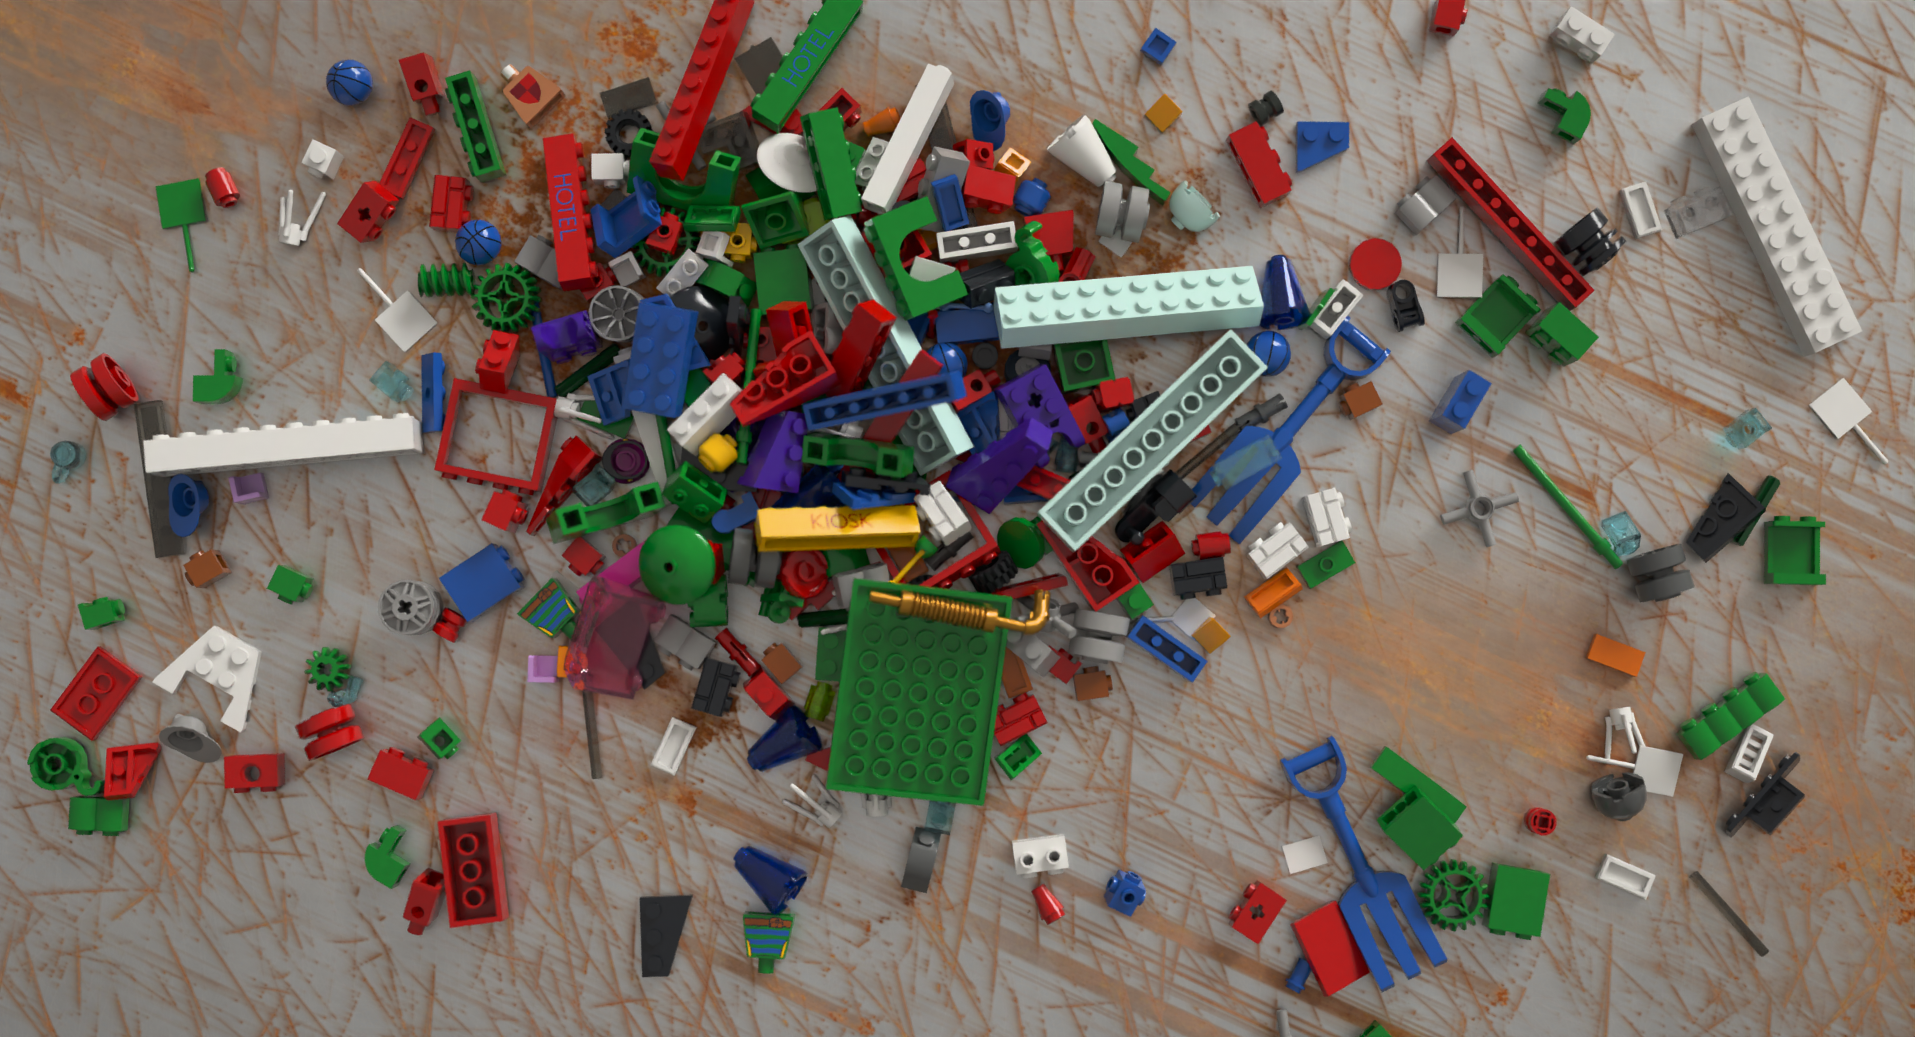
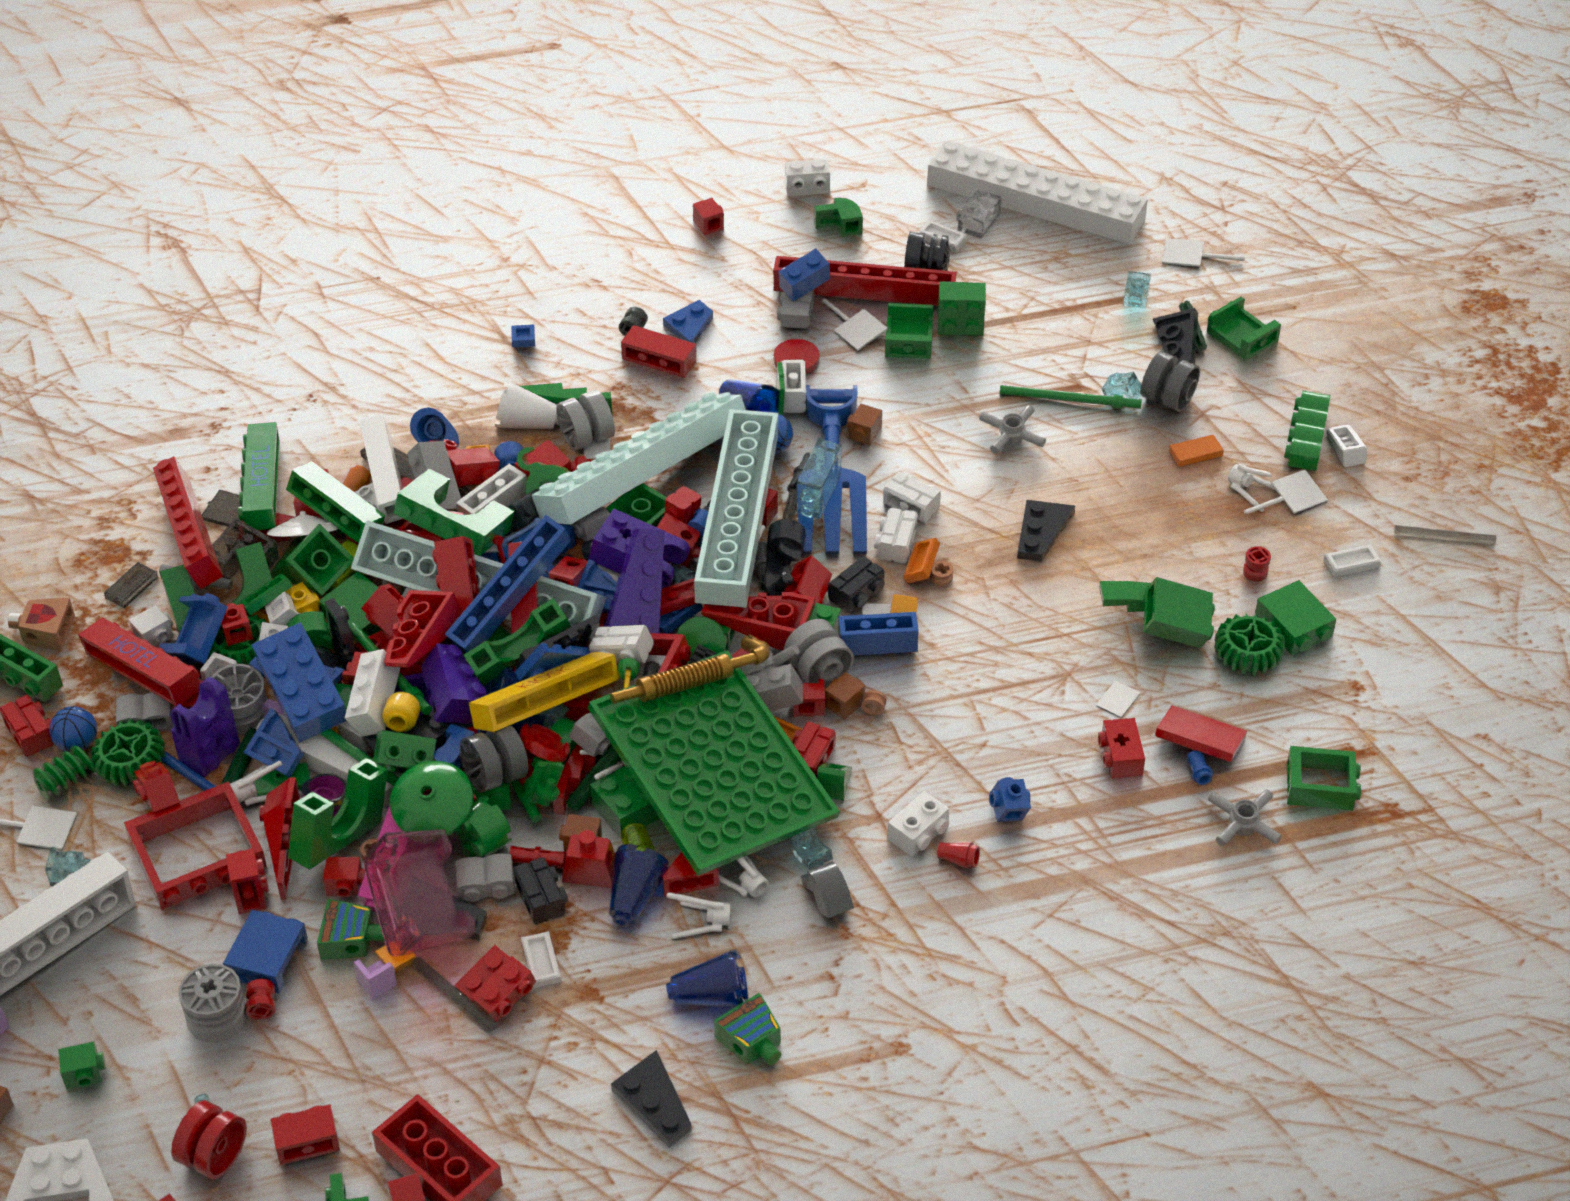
camera: 35 degrees left, 40 degrees down
(317, 669) = (167, 1105): green gear -> none
(432, 392) = (100, 840): blue tile -> none
(439, 728) = (320, 1085): green brick -> none
(617, 123) = (146, 591): black tyre -> none
(622, 747) = (496, 983): none -> red plate
(949, 202) = (459, 483): blue tile -> none
(1107, 710) = (874, 702): none -> nougat bush
(1163, 113) = (562, 365): light orange slope -> none
(1191, 209) = (635, 392): light aqua cylinder -> none
(1211, 545) = (844, 559): red brick -> none
(1325, 564) = (942, 524): green plate -> none
(1369, 886) = (1194, 684): blue piece -> none
(1405, 307) = (839, 360): black piece -> none
(1405, 633) = (1040, 528): none -> black wing
(1449, 191) = (804, 274): none -> blue brick
(1460, 402) = (933, 375): blue brick -> none
(1619, 797) = (1293, 513): dark grey cylinder -> none
(1773, 801) = (1393, 456): black bracket -> none

